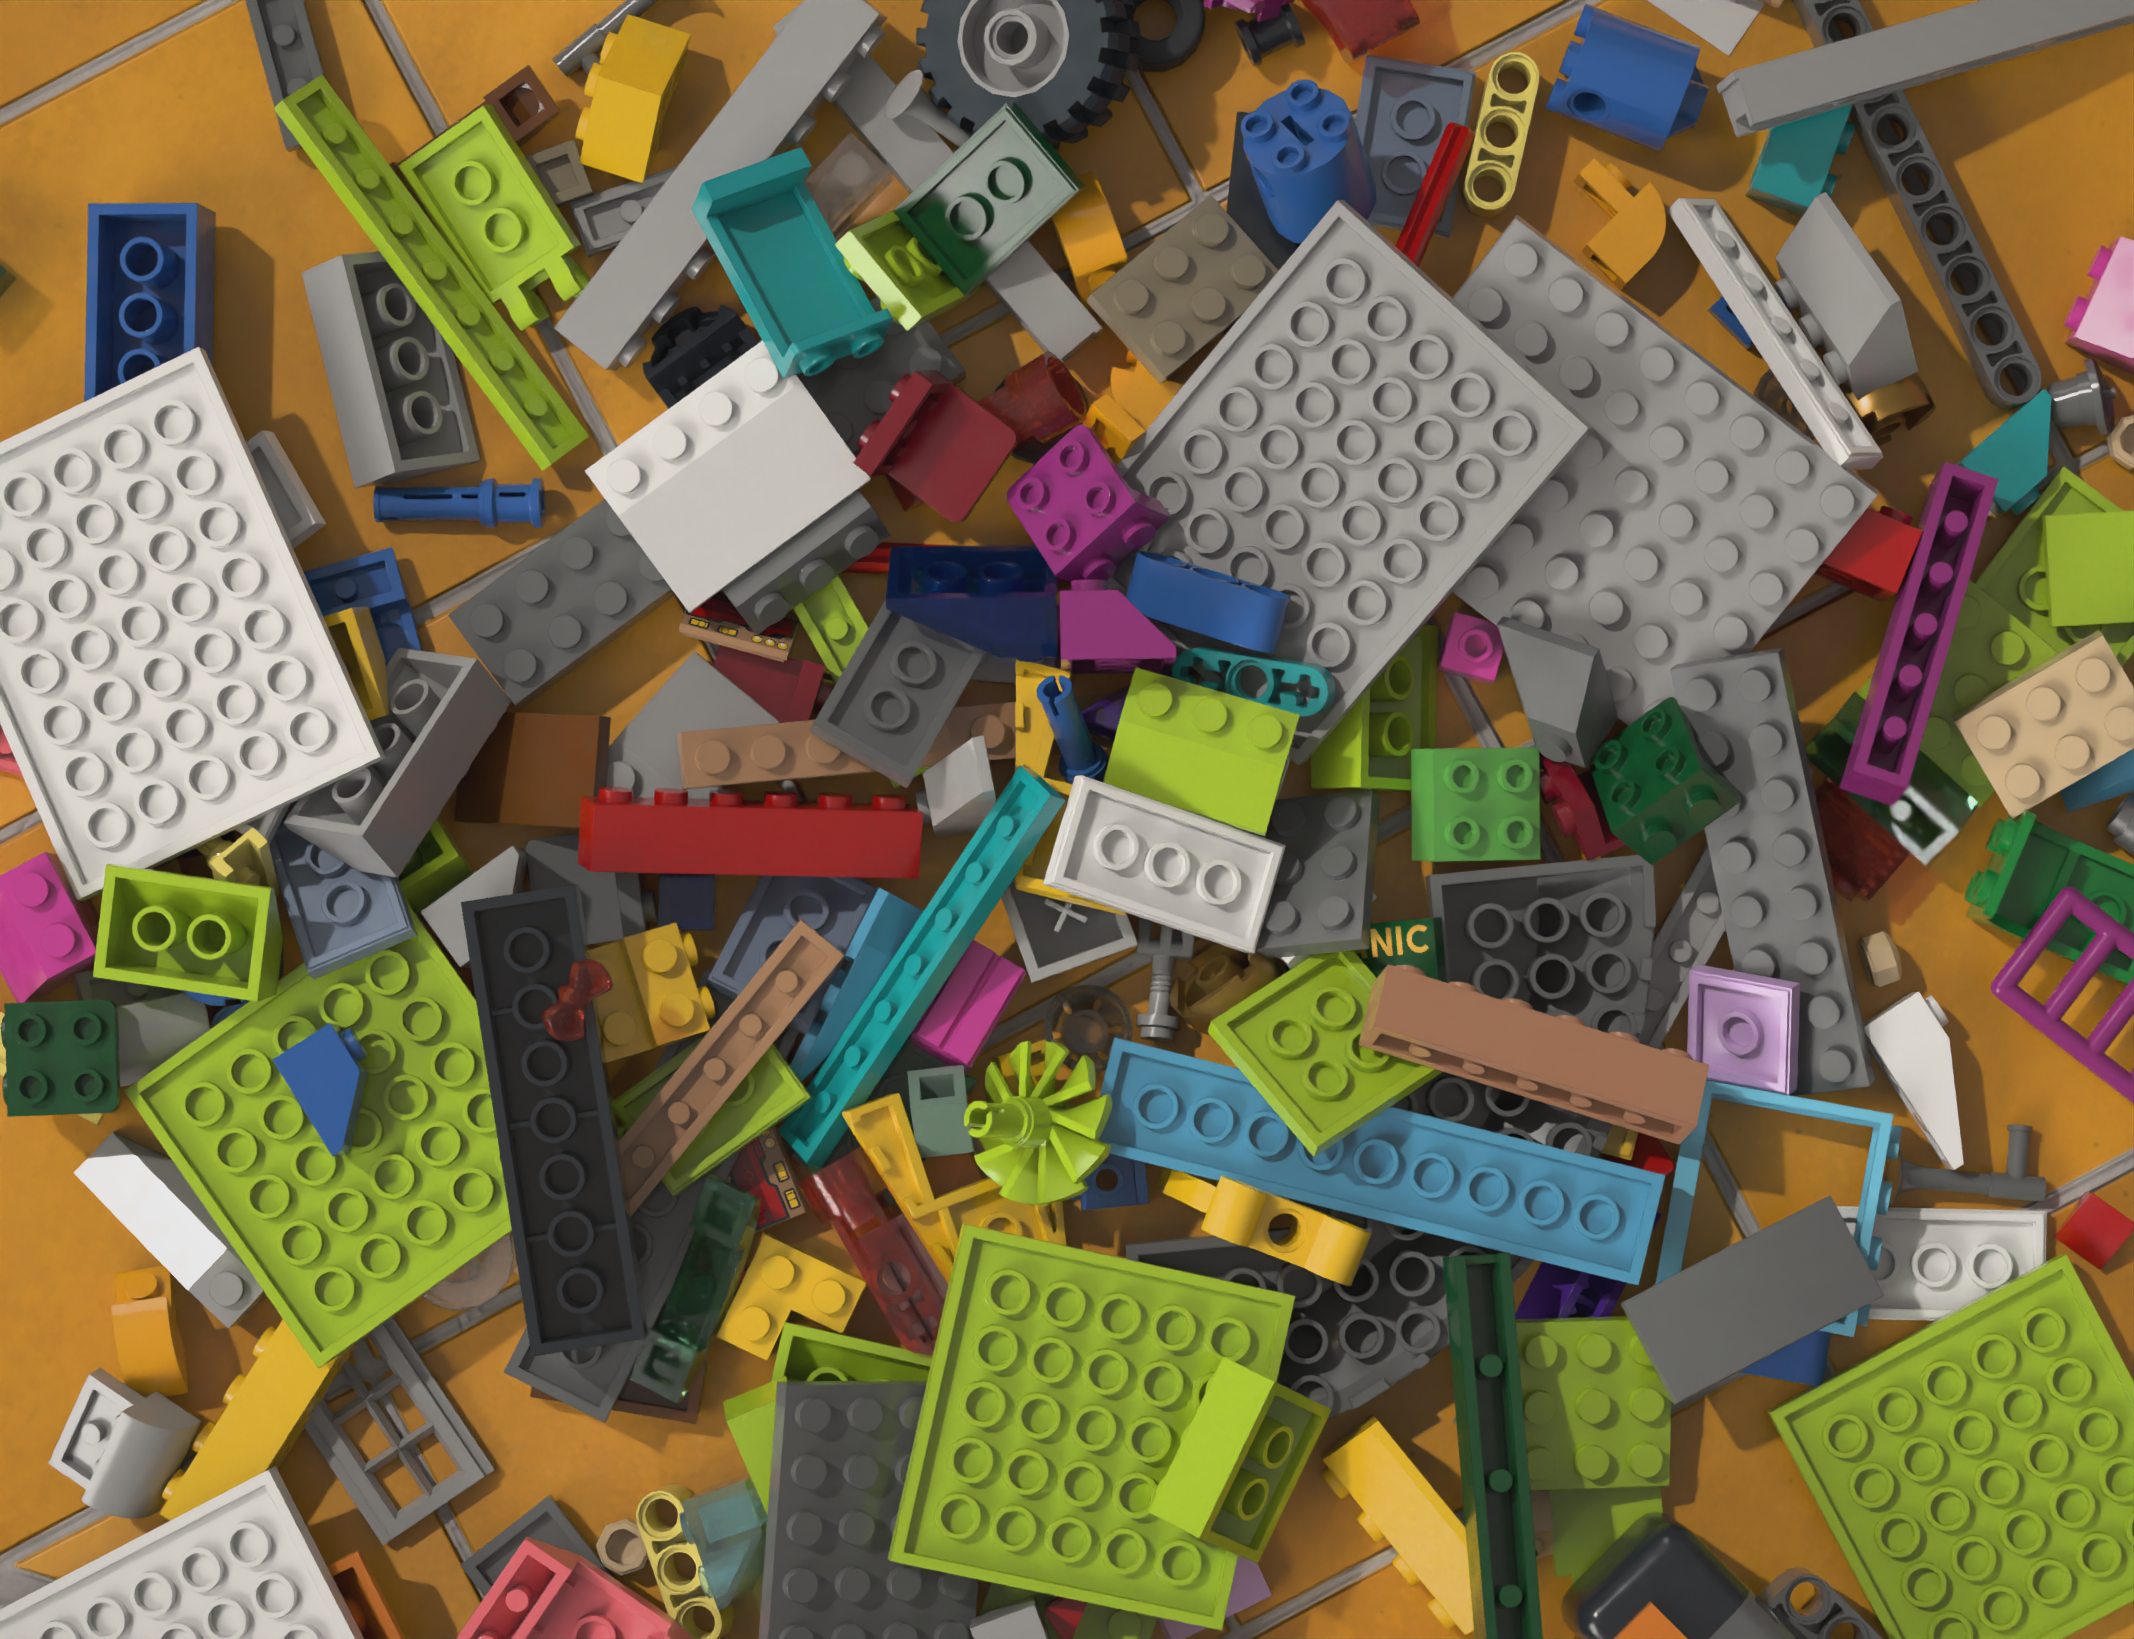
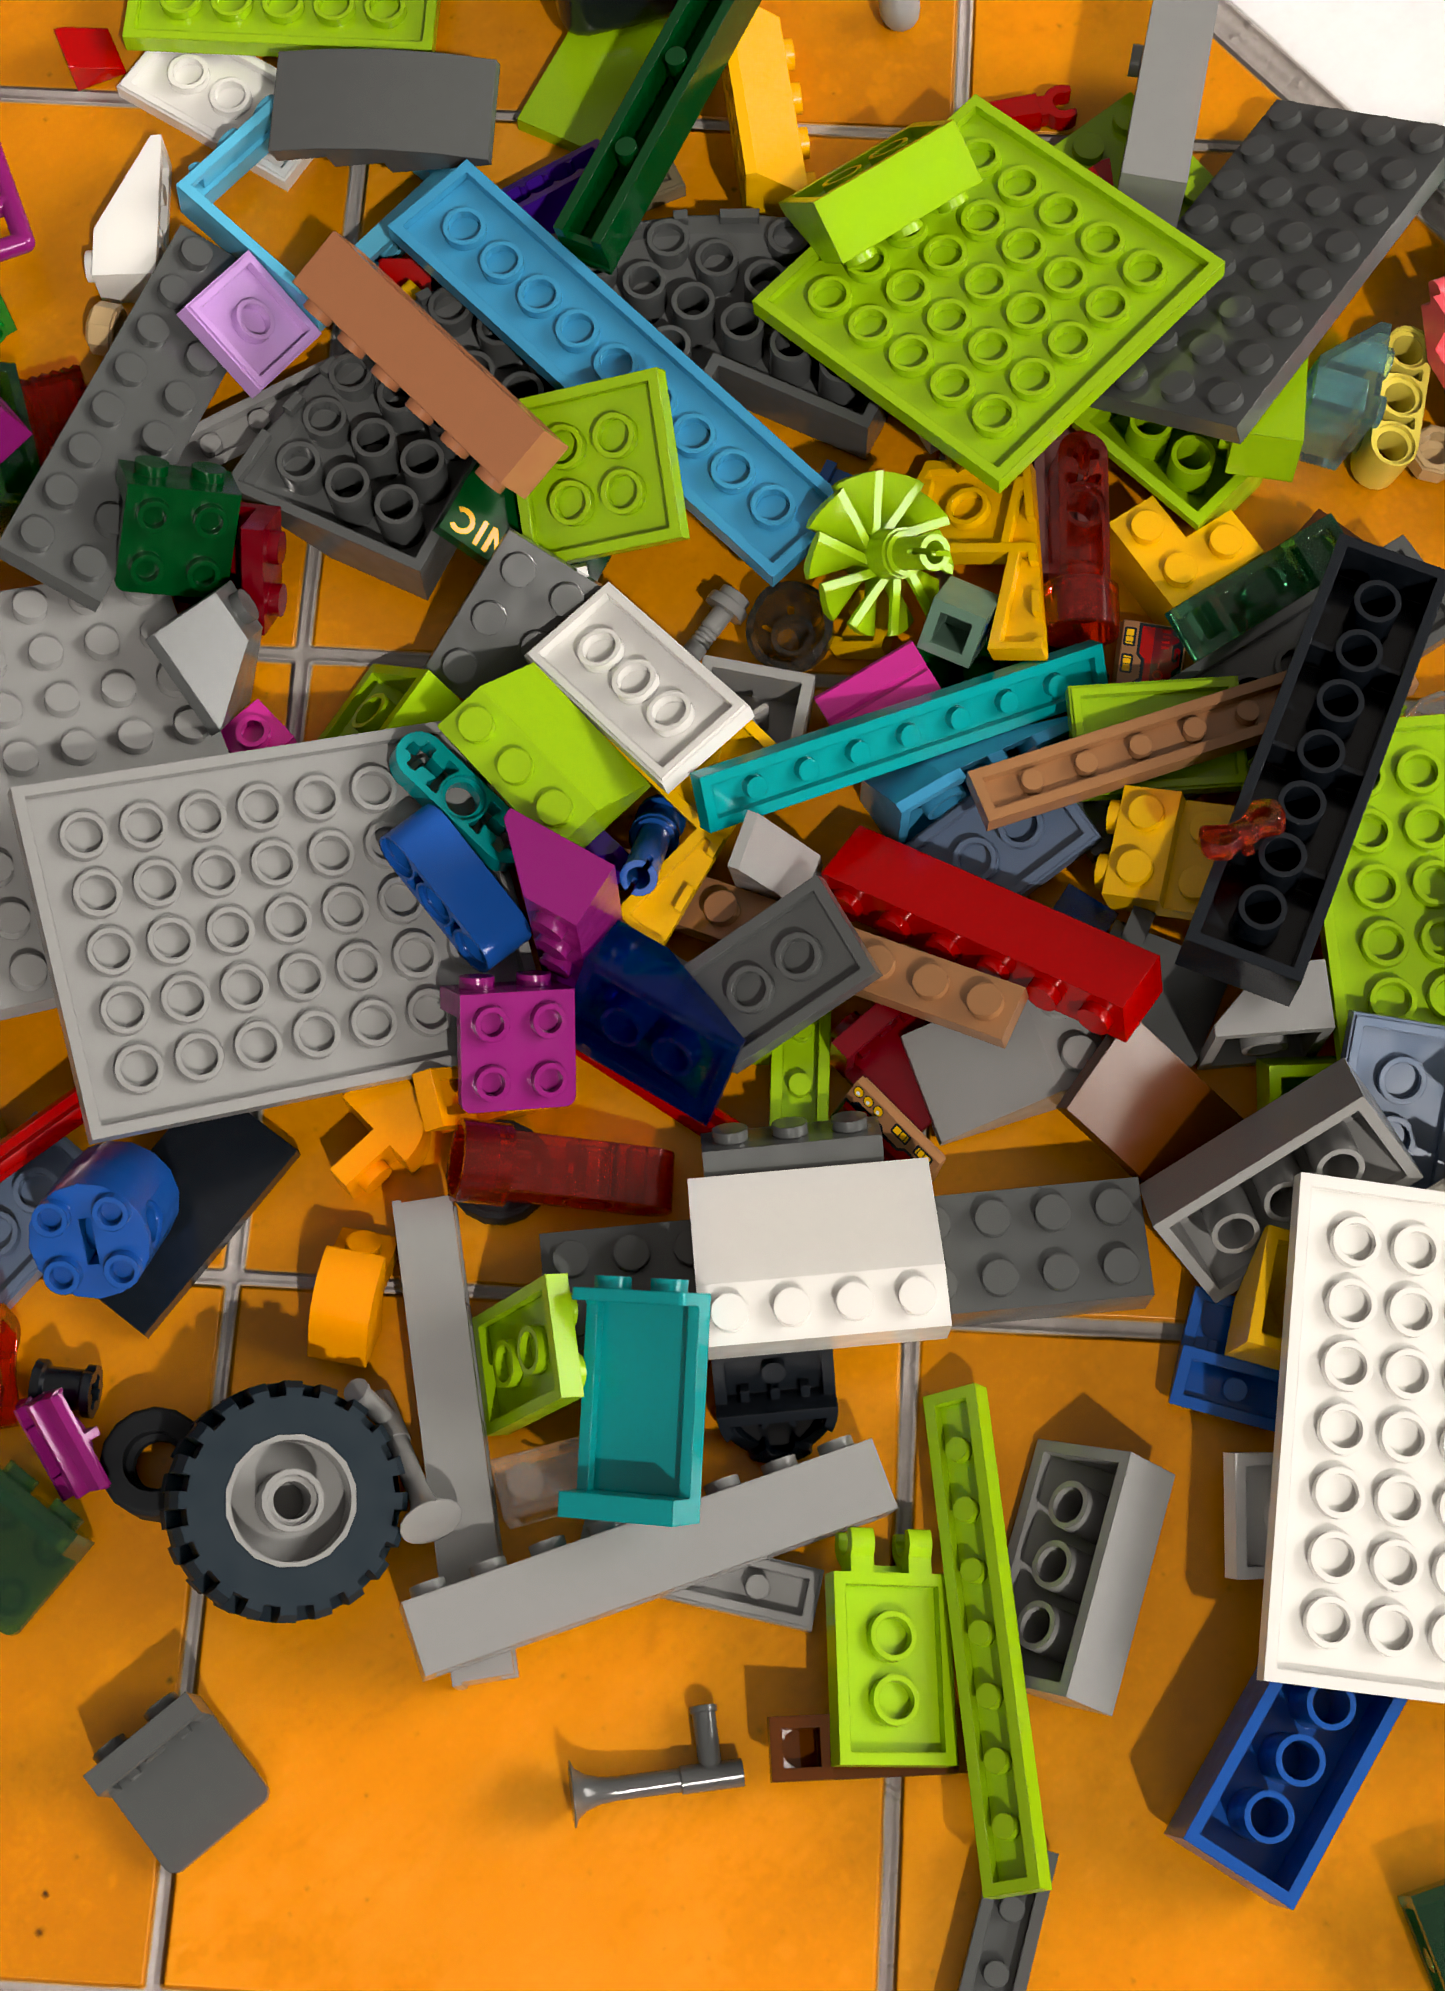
camera: 145 degrees left, 15 degrees down
(489, 503) = (1055, 1390): blue pin -> none
(561, 173) = (802, 1663): dark tan plate -> none
(631, 97) = (689, 1691): yellow brick -> none
(937, 443) = (604, 1171): dark red bracket -> none
(989, 198) = (413, 1369): tile -> none
(1183, 289) = (295, 1190): dark tan plate -> none
(1219, 983) = (661, 585): pearl gold cylinder -> none
(1244, 1214) = (734, 356): yellow piece -> none
(1475, 804) = (344, 617): bright green brick -> none
(1591, 1405) = (555, 118): lime plate -> none
(2009, 1185) = (126, 119): dark grey piece -> none

